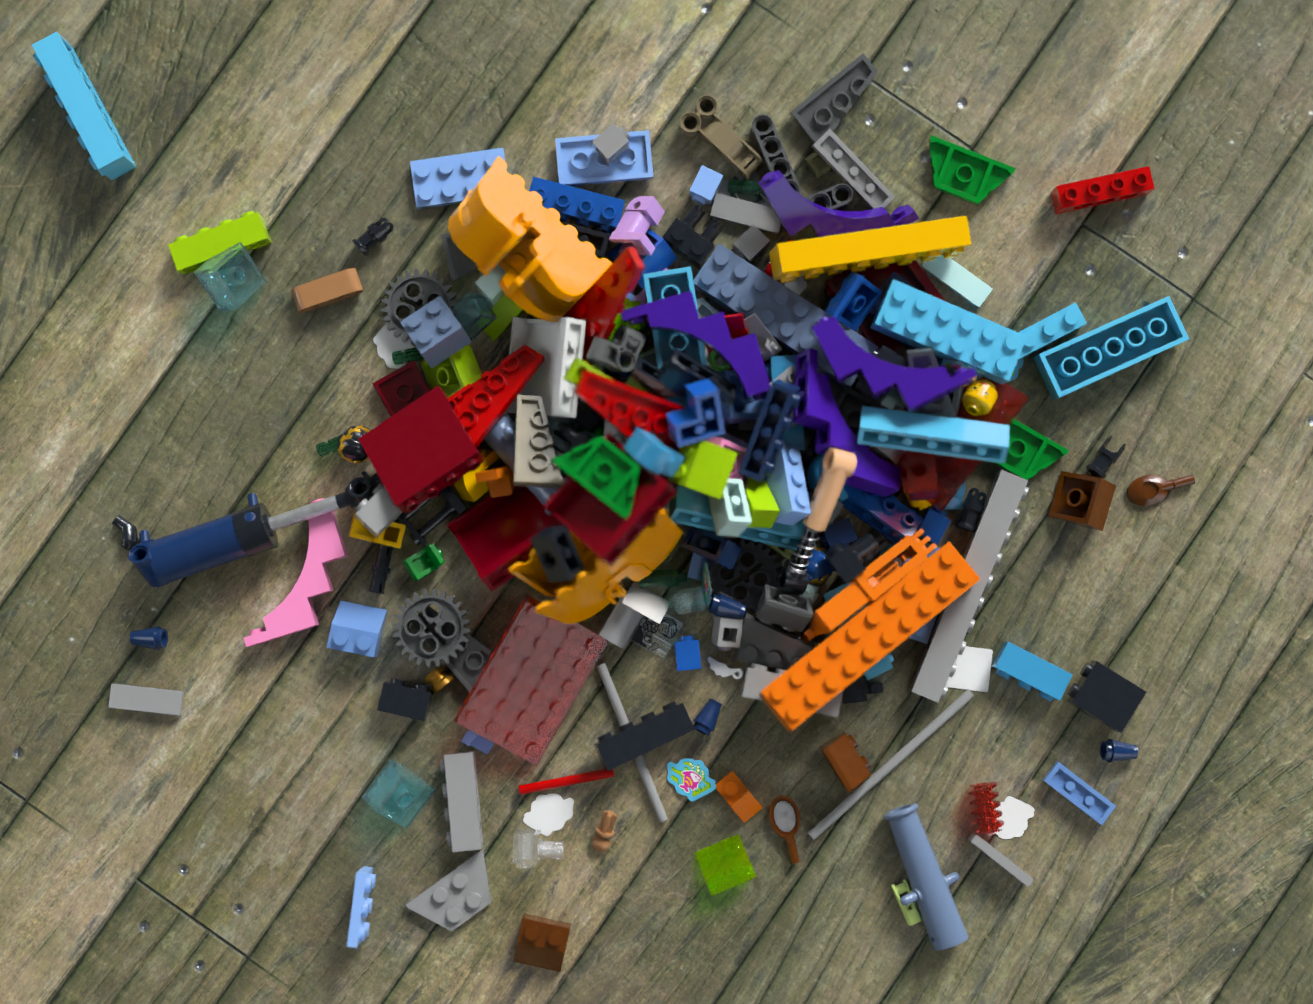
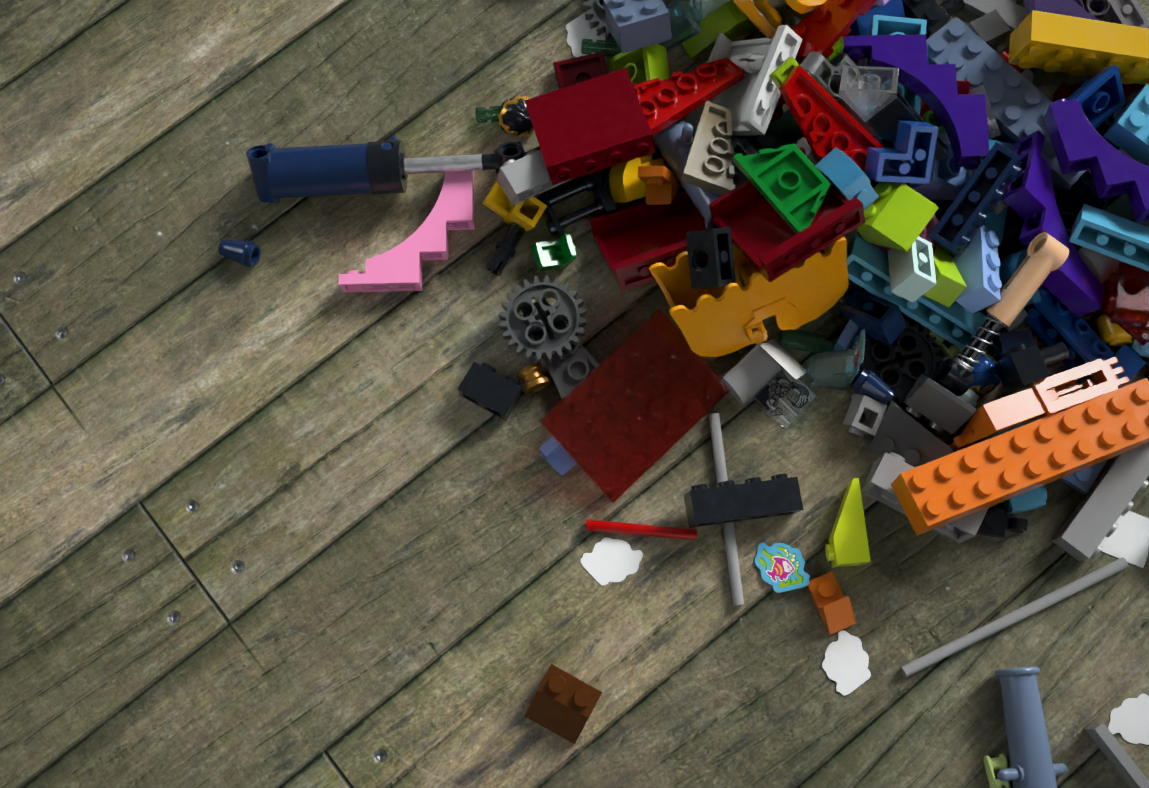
camera: 20 degrees right, 10 degrees down
(129, 532) = (253, 135): black arm -> none
(146, 699) = (215, 314): light grey tile -> none
(357, 629) = (460, 304): medium blue slope -> none
(361, 906) = (373, 598): light blue plate -> none
(398, 793) = (453, 488): clear light blue slope -> none
(456, 895) = (482, 620): light grey wing -> none
(463, 801) = (521, 517): light grey brick -> none
(530, 848) = (582, 589): clear brick -> none
(547, 347) = (750, 62): none -> white pin
(601, 841) = (662, 608): medium nougat axle -> none
(651, 361) = (868, 88): none -> clear slope
(687, 653) = (814, 428): blue brick -> none
(707, 717) = (818, 504): dark blue cone -> none
(723, 670) = (847, 457): white piece -> none
(725, 864) = (797, 675): clear neon green hinge -> none
(738, 737) = (848, 536): none -> neon yellow slope
(763, 842) = (846, 663): none -> white sticker
(786, 822) = (878, 646): piece -> none
(845, 761) = (964, 595): reddish brown slope -> none
(986, 807) = (1117, 696): clear red piece -> none

